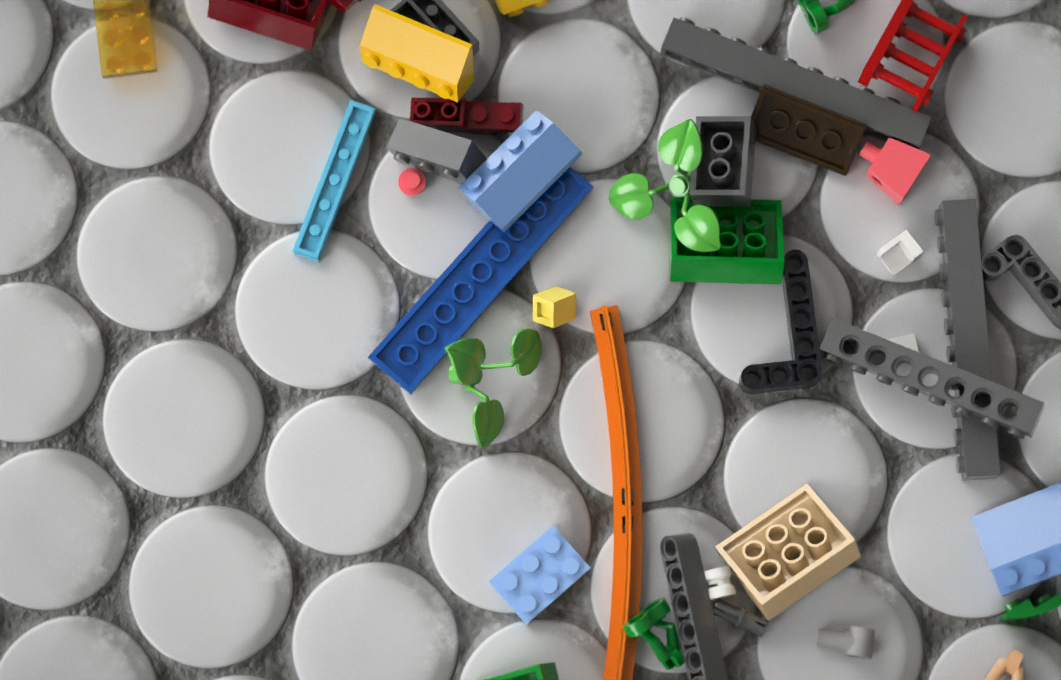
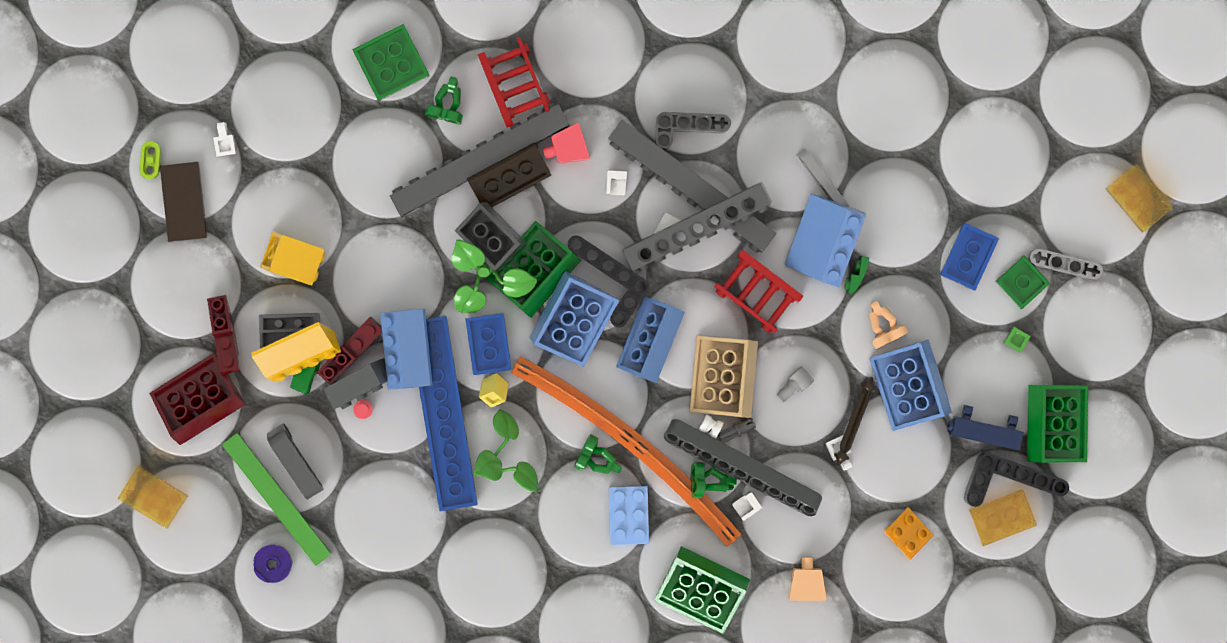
camera: 55 degrees left, 10 degrees up
(146, 210) = (261, 563): none -> dark purple plate
(233, 170) = (276, 499): none -> bright green tile
(290, 153) = (293, 461): none -> dark grey beam
(334, 181) = (327, 449): medium azure tile -> none
(391, 90) = (303, 381): none -> green slope
(580, 467) = (585, 457): none -> green piece
(600, 259) = (488, 344): none -> blue plate
(709, 328) = (573, 319): none -> medium blue slope
(759, 434) = (650, 339): none -> medium blue slope
(939, 495) = (775, 284): none -> red fence

